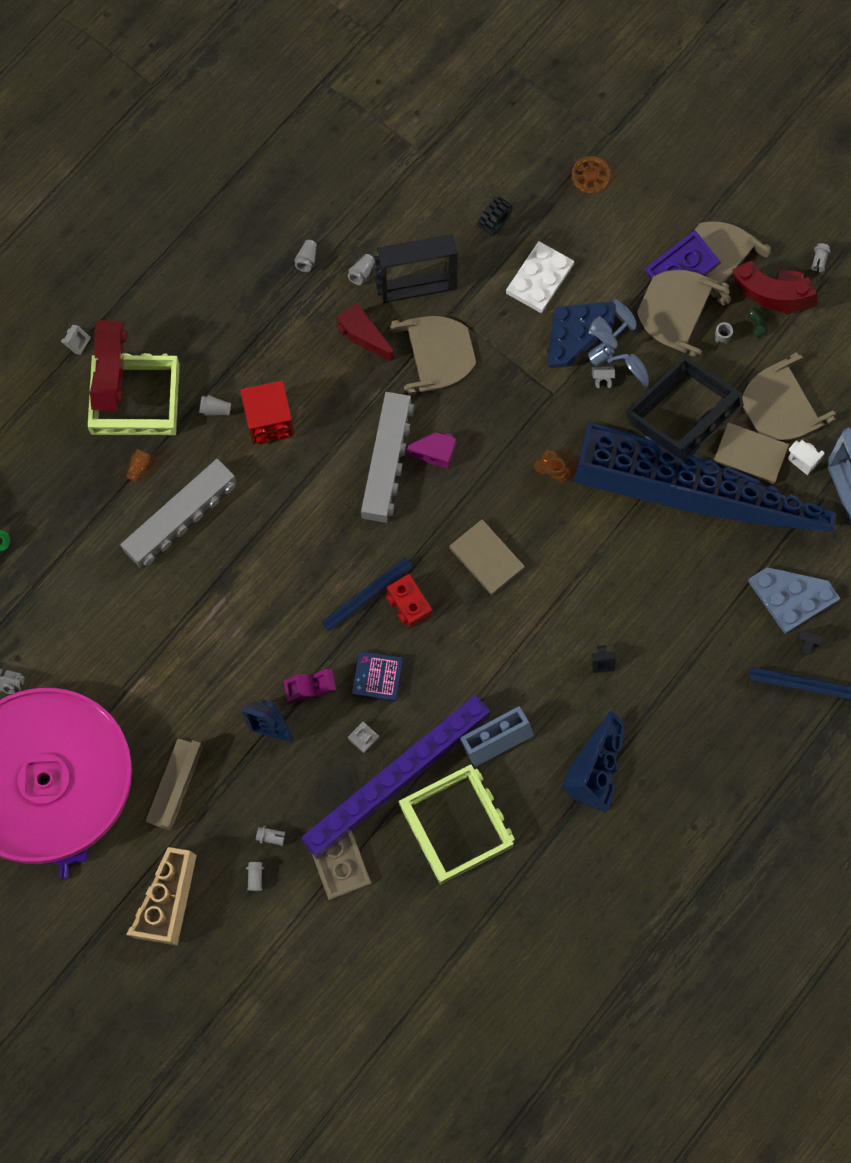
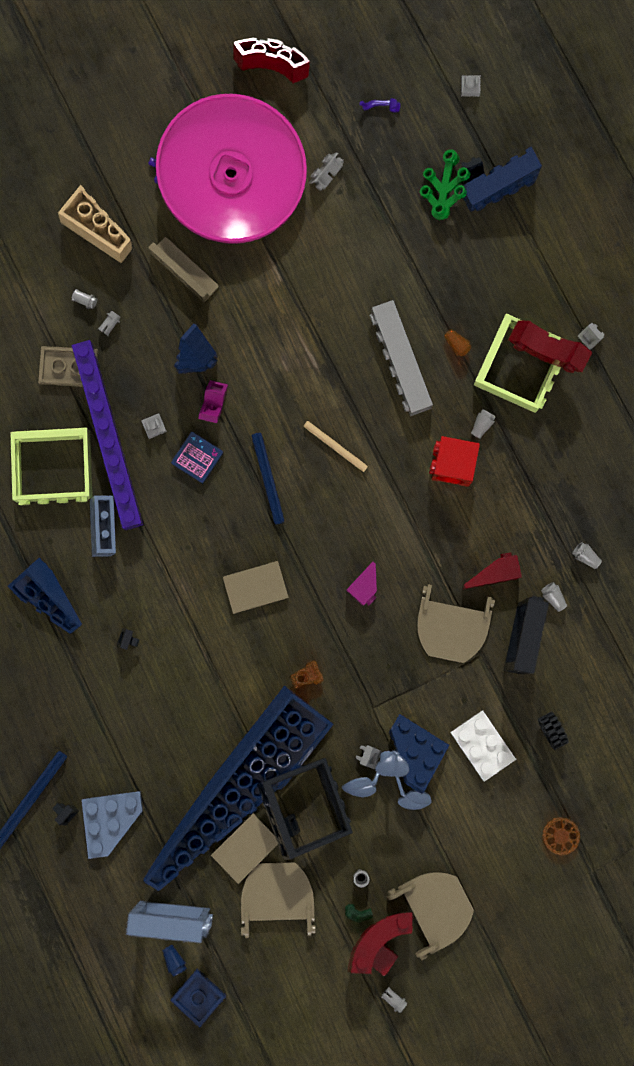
camera: 115 degrees right, 10 degrees up
(302, 541) = (335, 446): none -> tan bar
(386, 457) = (376, 543): light grey brick -> none
(409, 601) = (245, 507): red brick -> none
(675, 305) = (403, 847): dark tan piece -> none
(688, 255) = (436, 872): dark purple plate -> none
(804, 456) = (221, 892): white brick -> none

